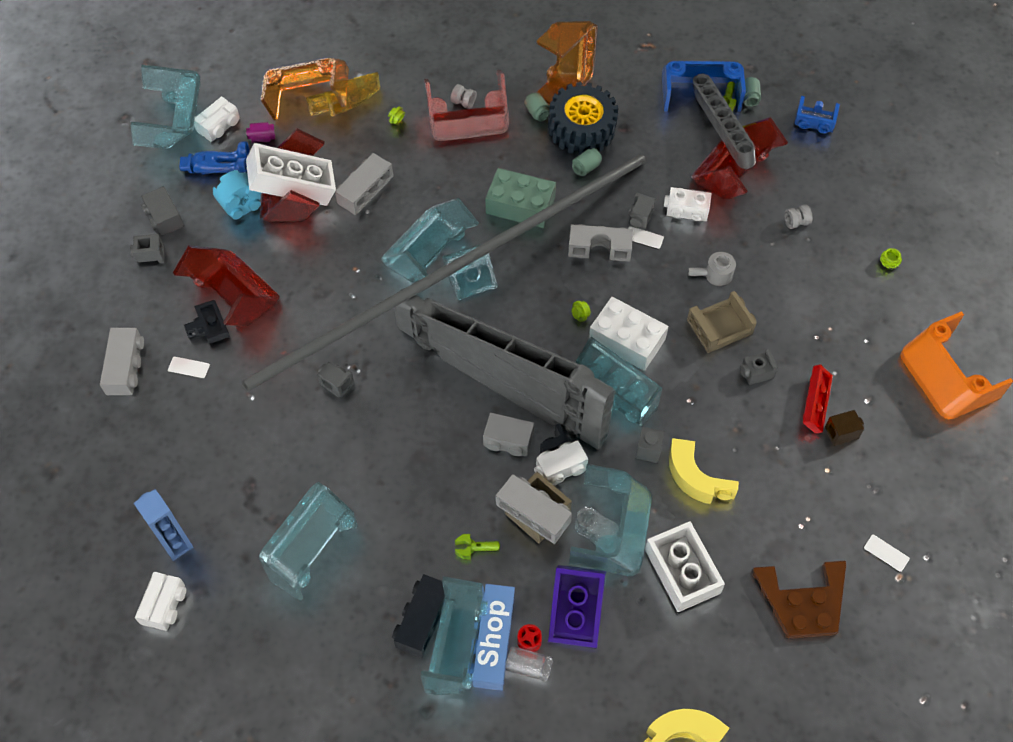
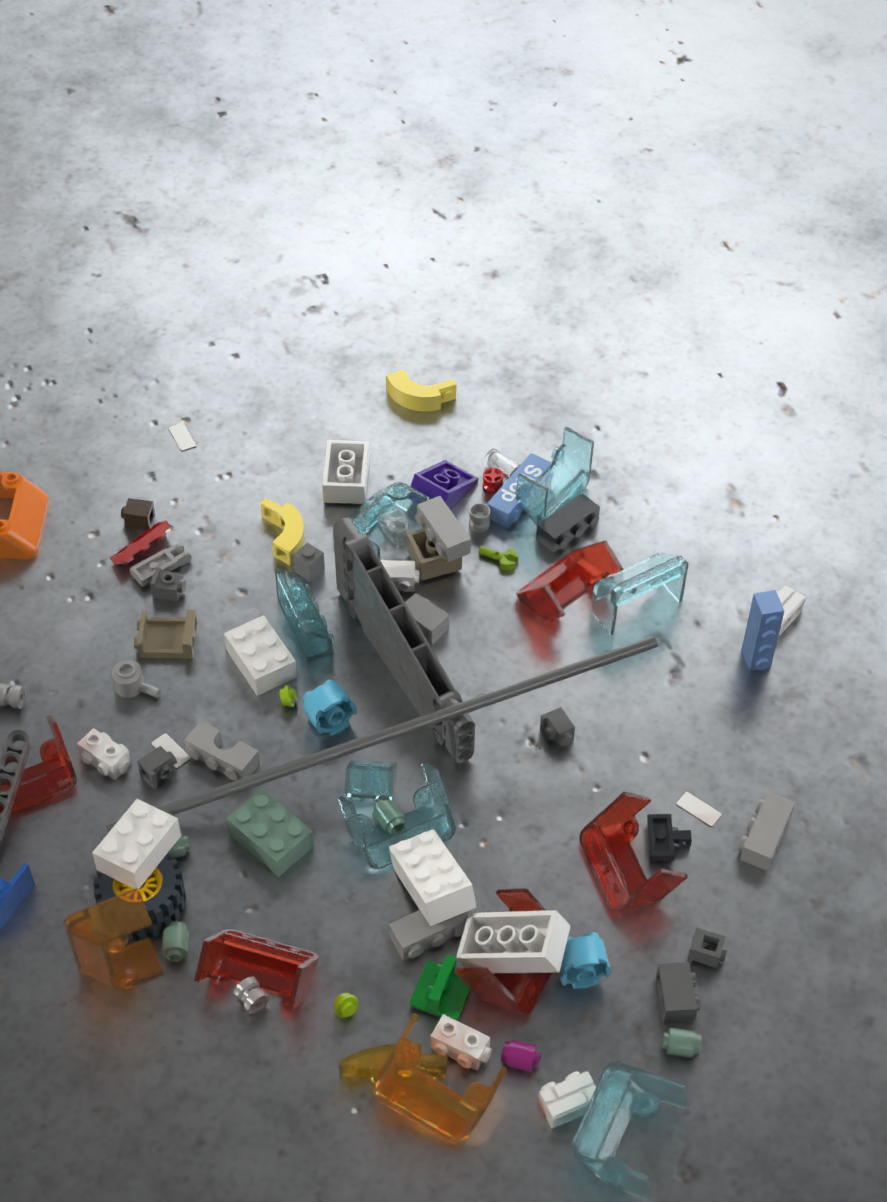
camera: 155 degrees left, 10 degrees down
(148, 181) = (681, 1042): none -> sand green brick
(209, 161) = (600, 1039): blue piece -> none
(304, 117) = (460, 1043): none -> white brick
(338, 148) = (440, 989): none -> green bracket
(375, 200) = (432, 877): none -> white brick
(402, 533) = (568, 578): none -> clear red windscreen
(436, 243) = (389, 817): none -> sand green brick
(515, 574) = (479, 517): none -> light grey wheel
(536, 304) = (329, 708): none -> medium azure brick
(599, 120) = (137, 844): none -> white brick
(783, 385) = (166, 560): none -> light grey hinge
(806, 610) = (268, 424): reddish brown wing -> none

